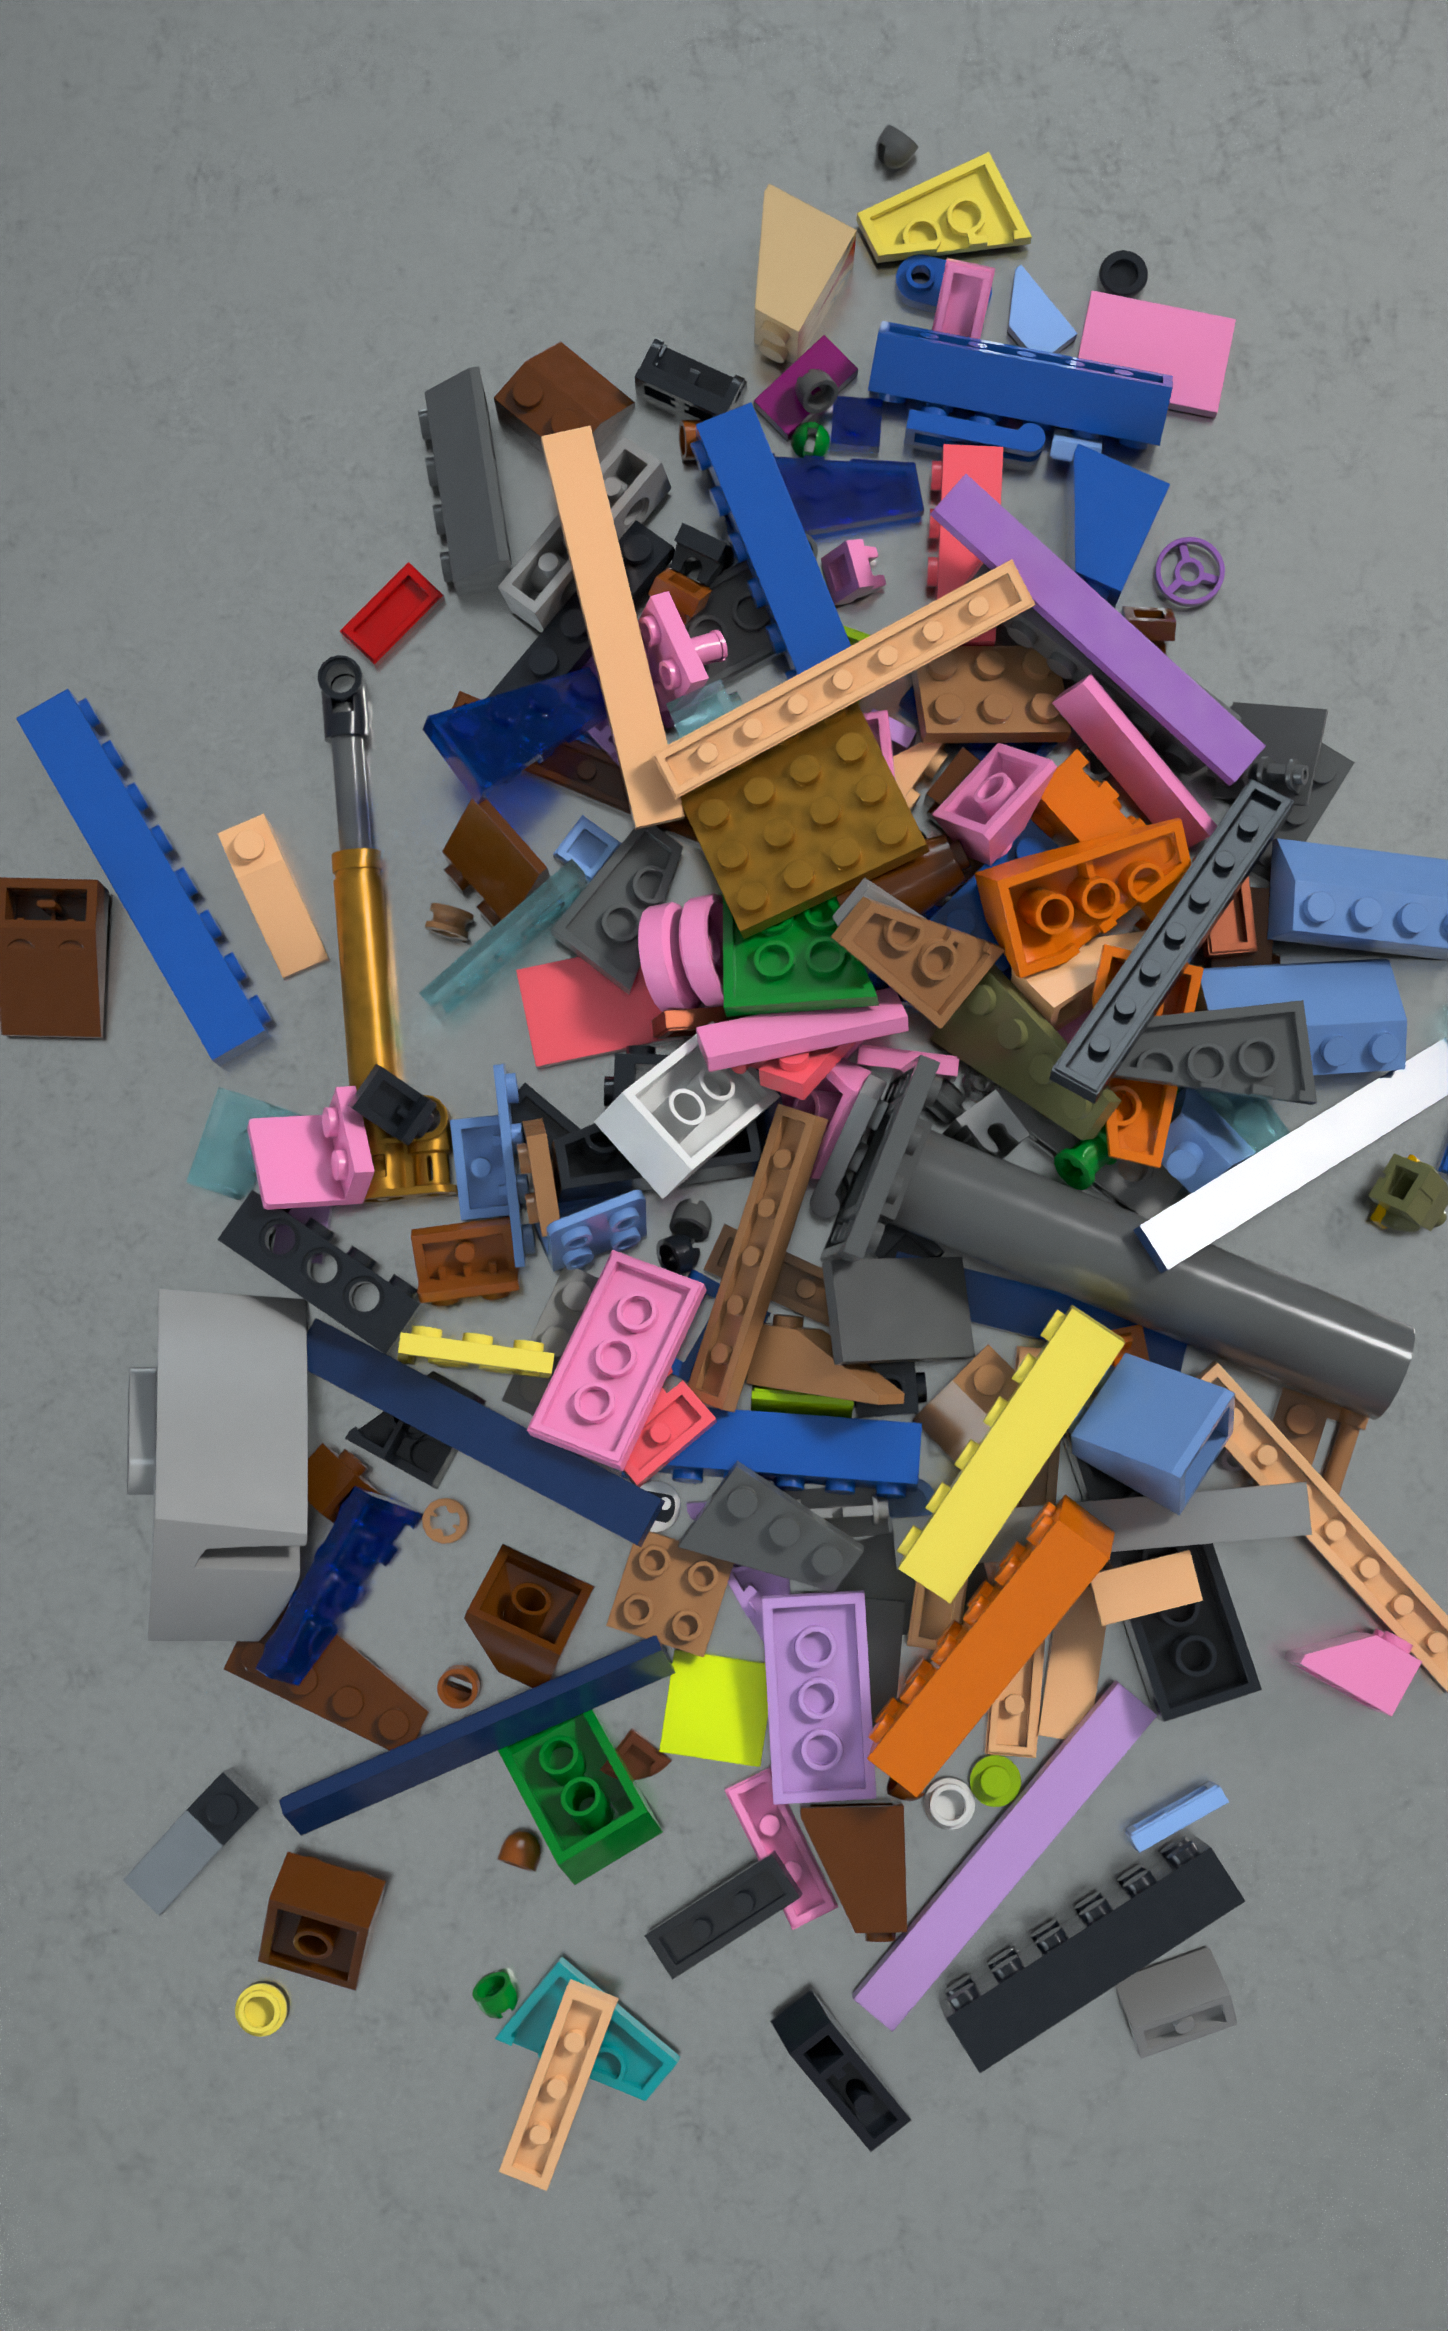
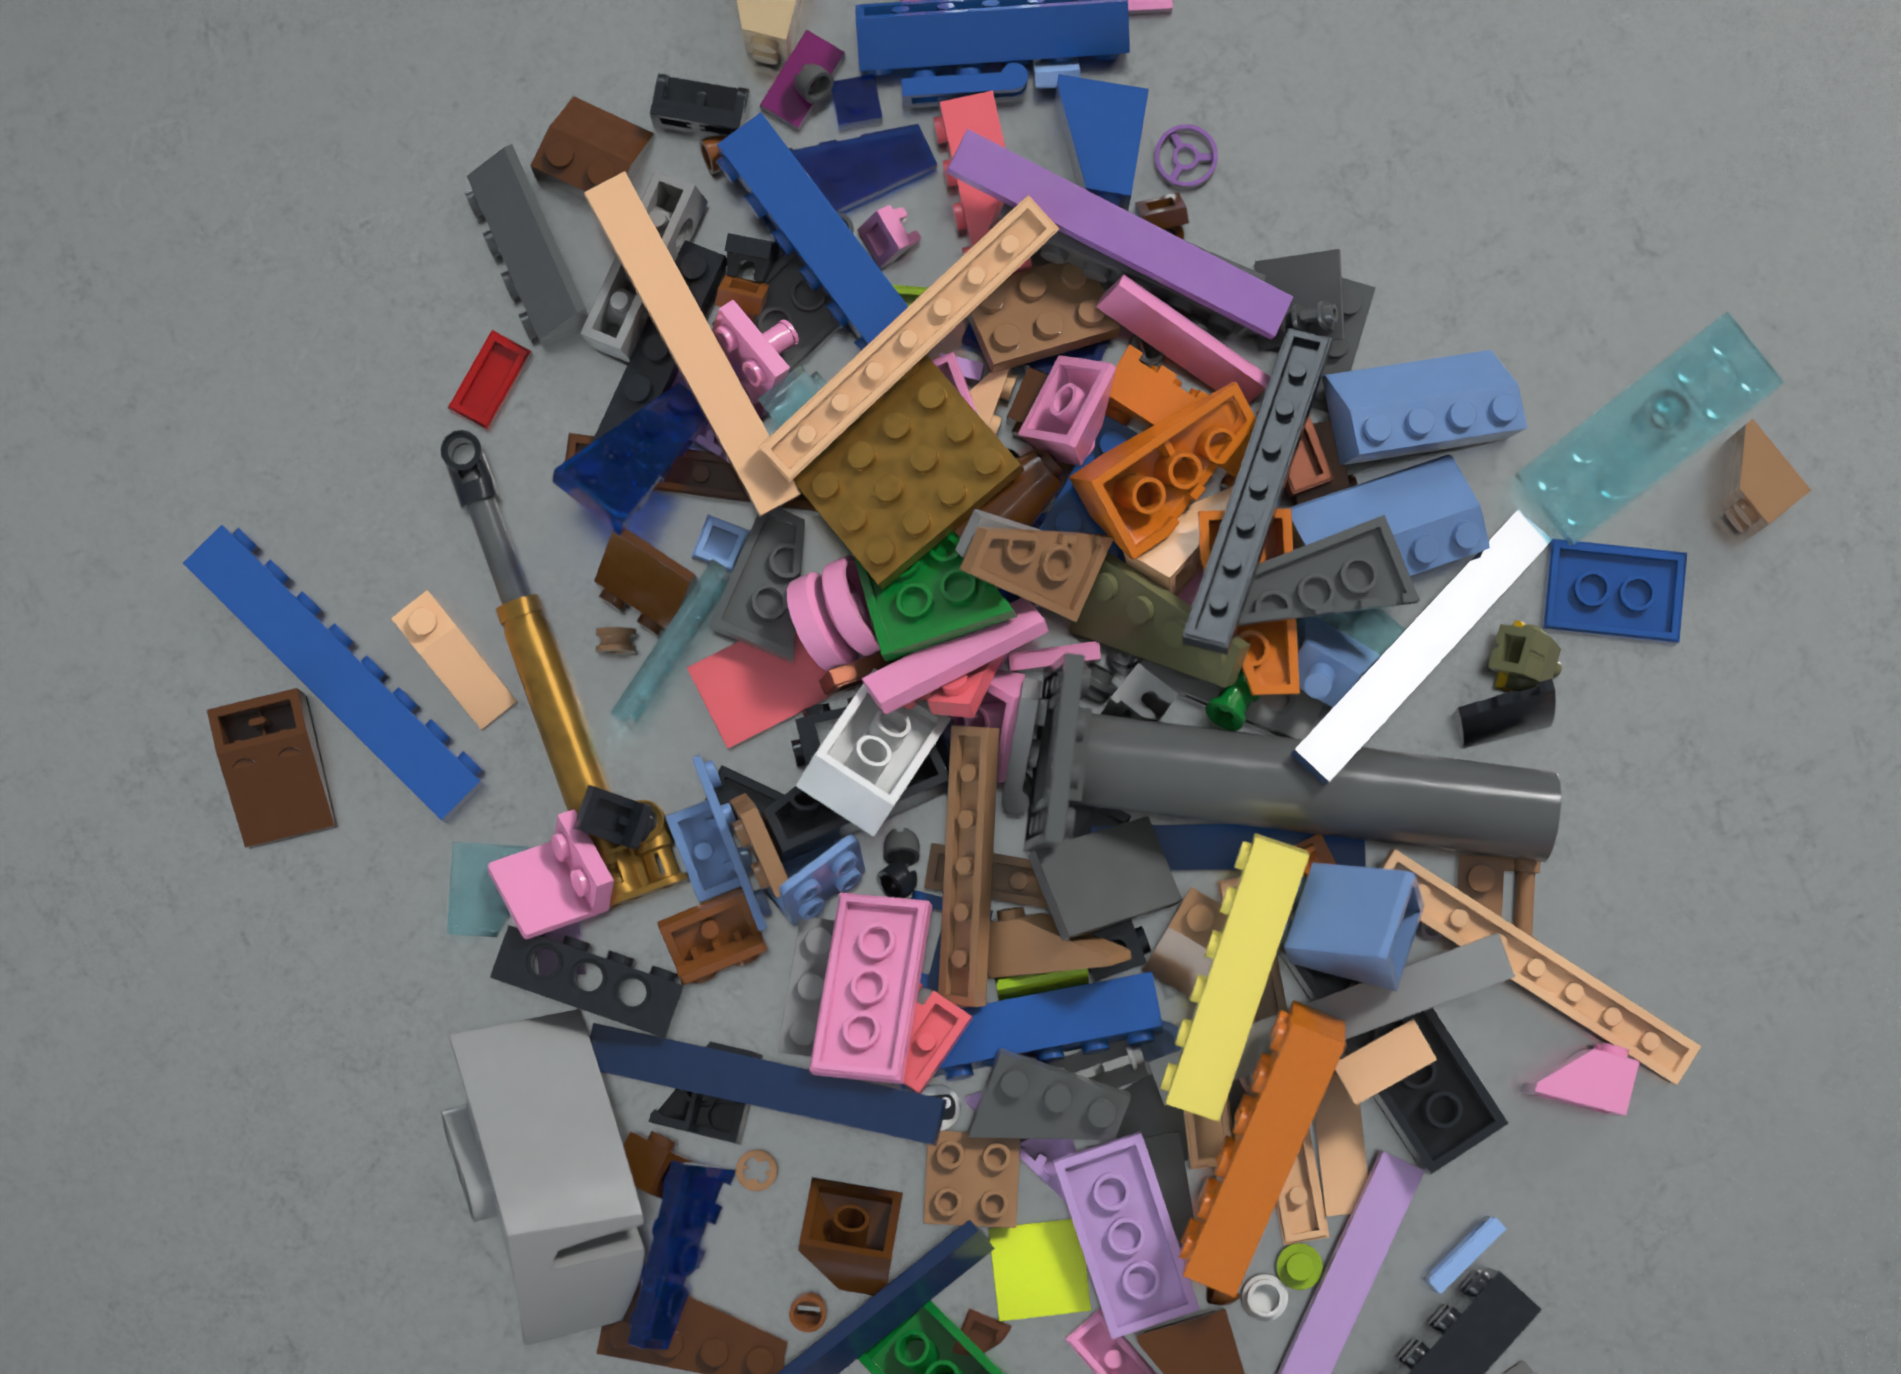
camera: 20 degrees left, 0 degrees up
(523, 1359) = (787, 1010): light yellow wing -> none
(799, 439) = (809, 127): green hinge -> none
(1374, 1252) = (1506, 715): none -> black slope

